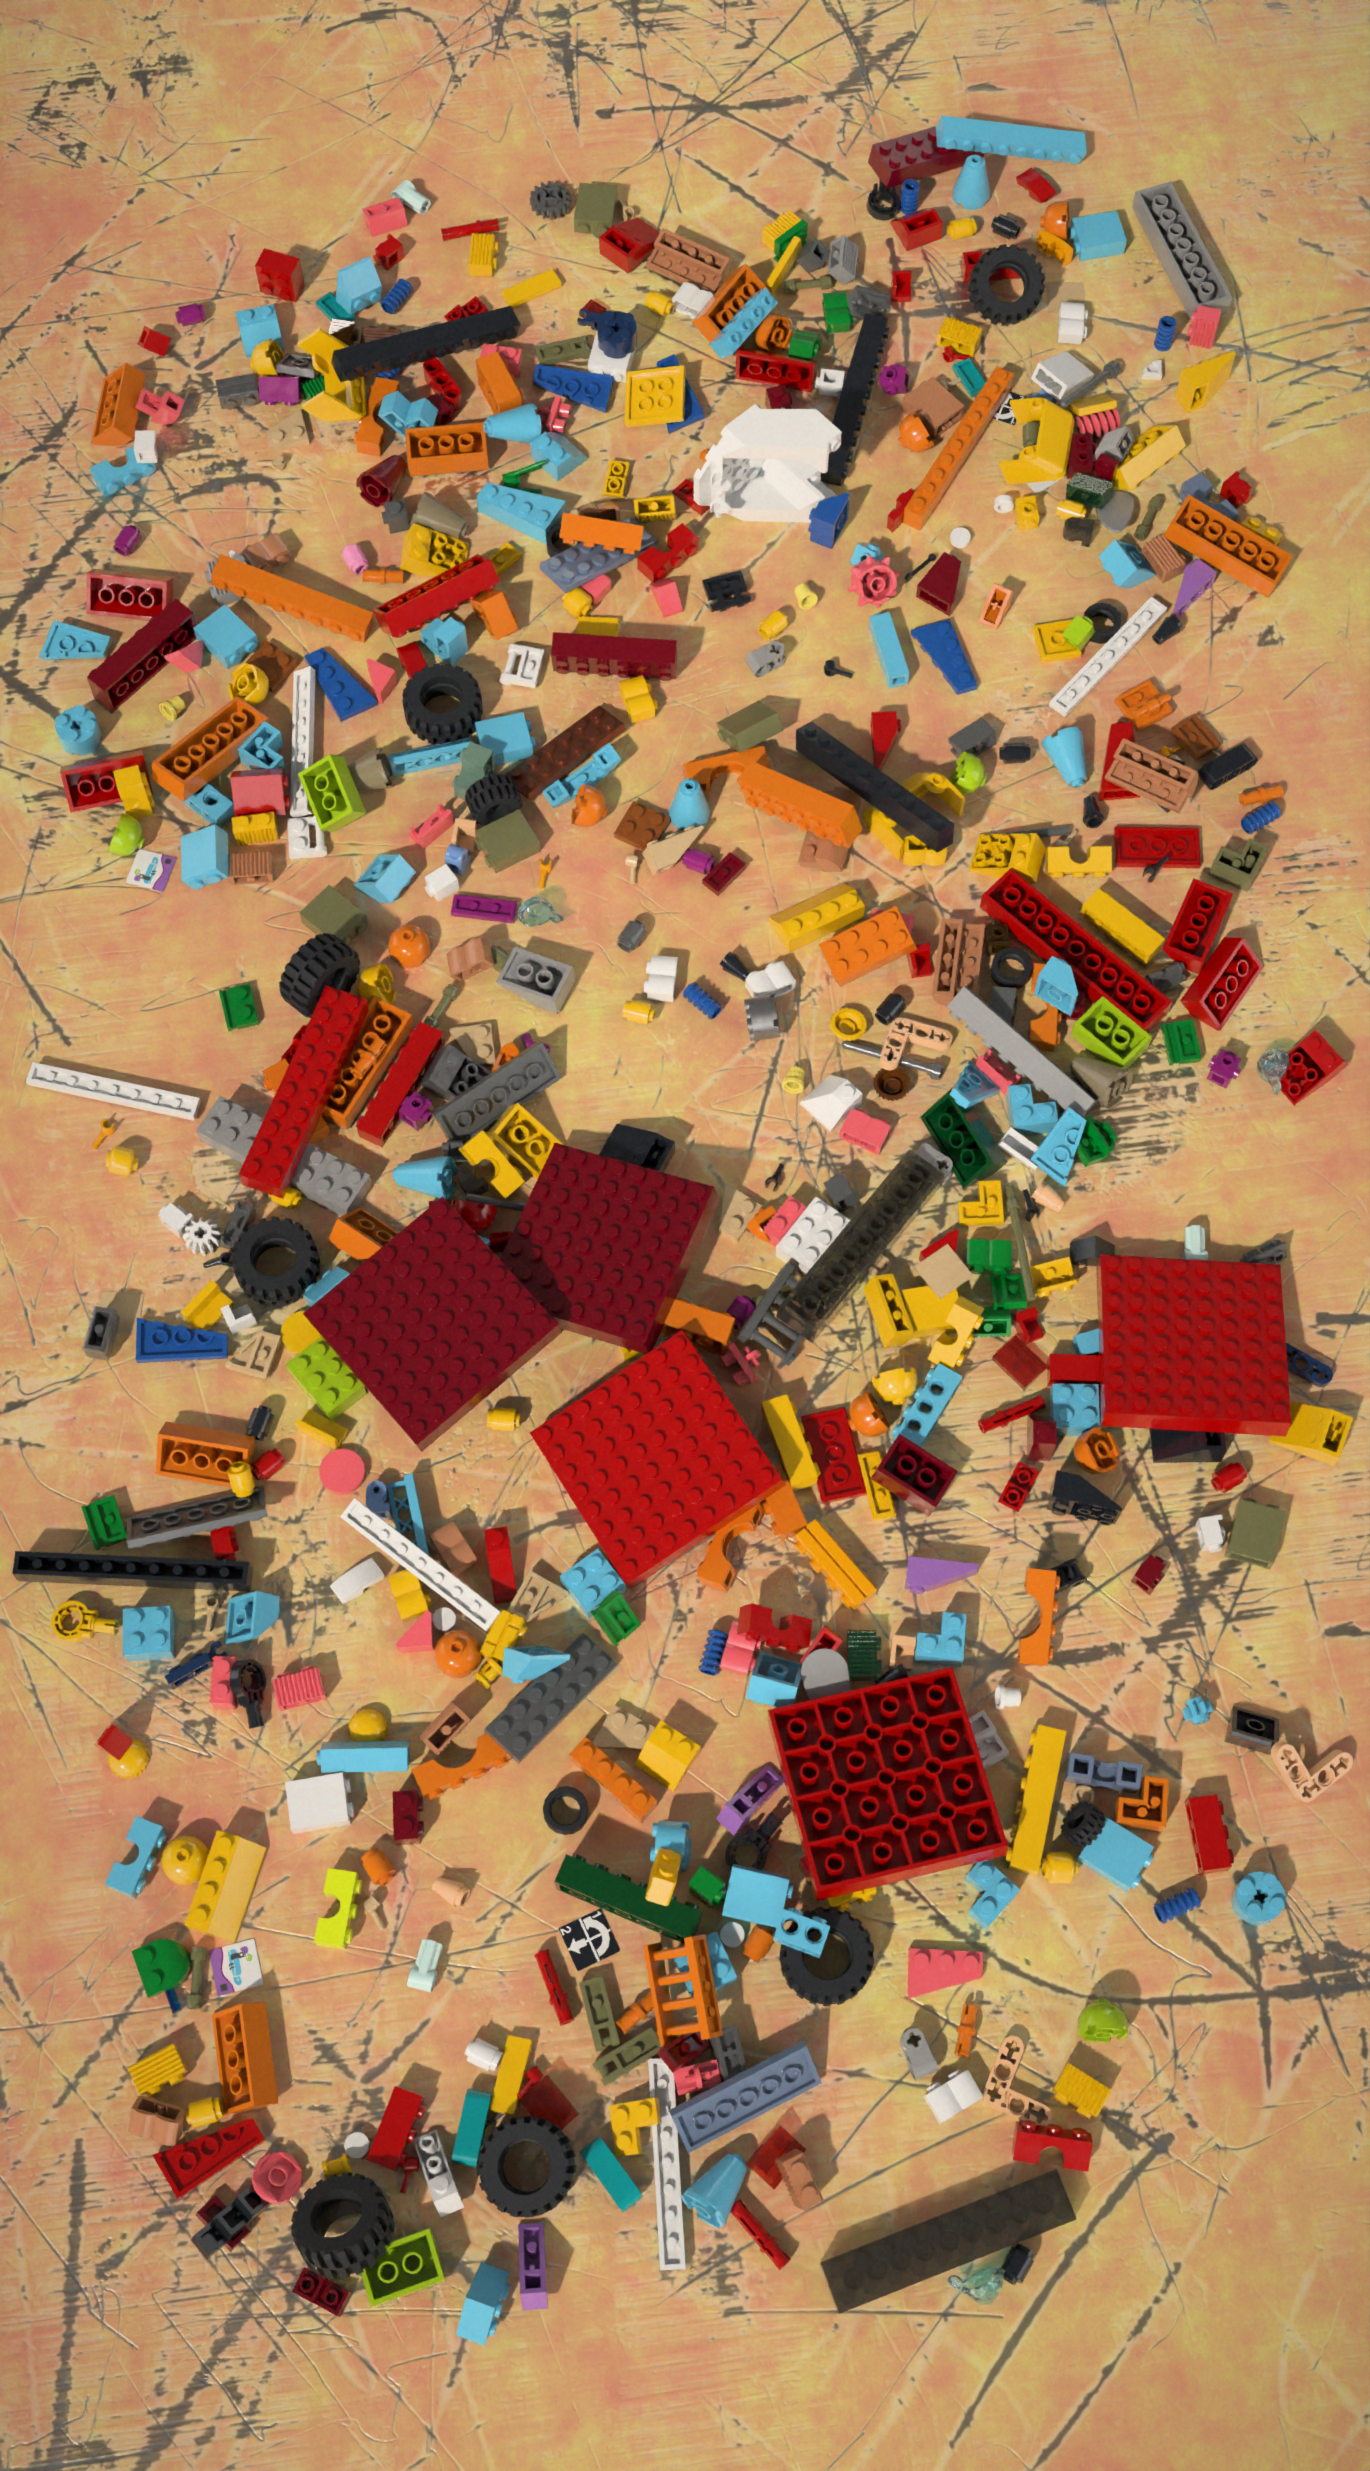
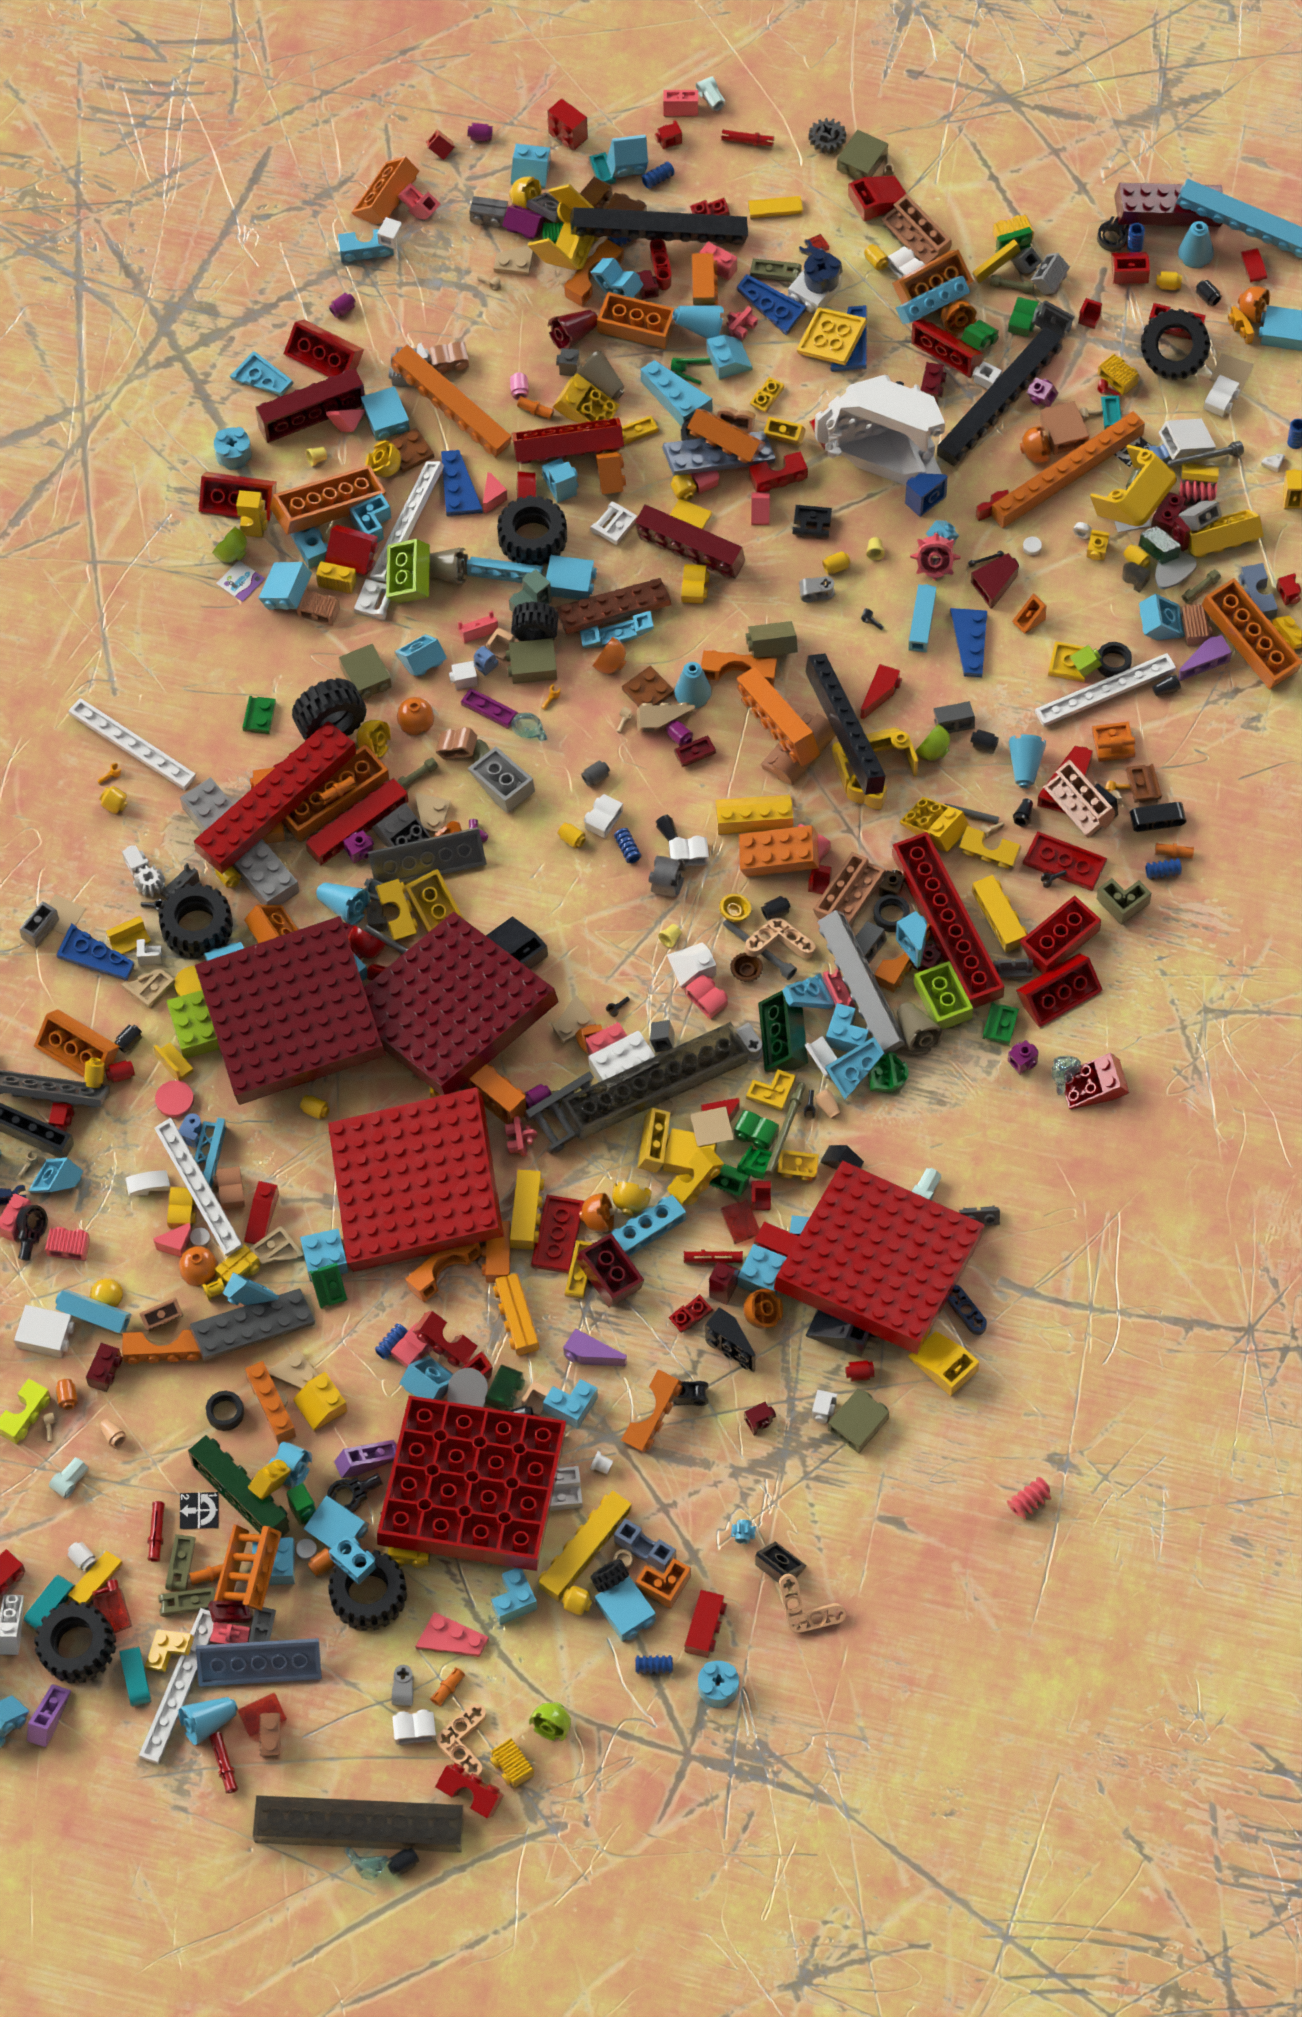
camera: 25 degrees right, 5 degrees down
(482, 254) = (747, 163): yellow brick -> none

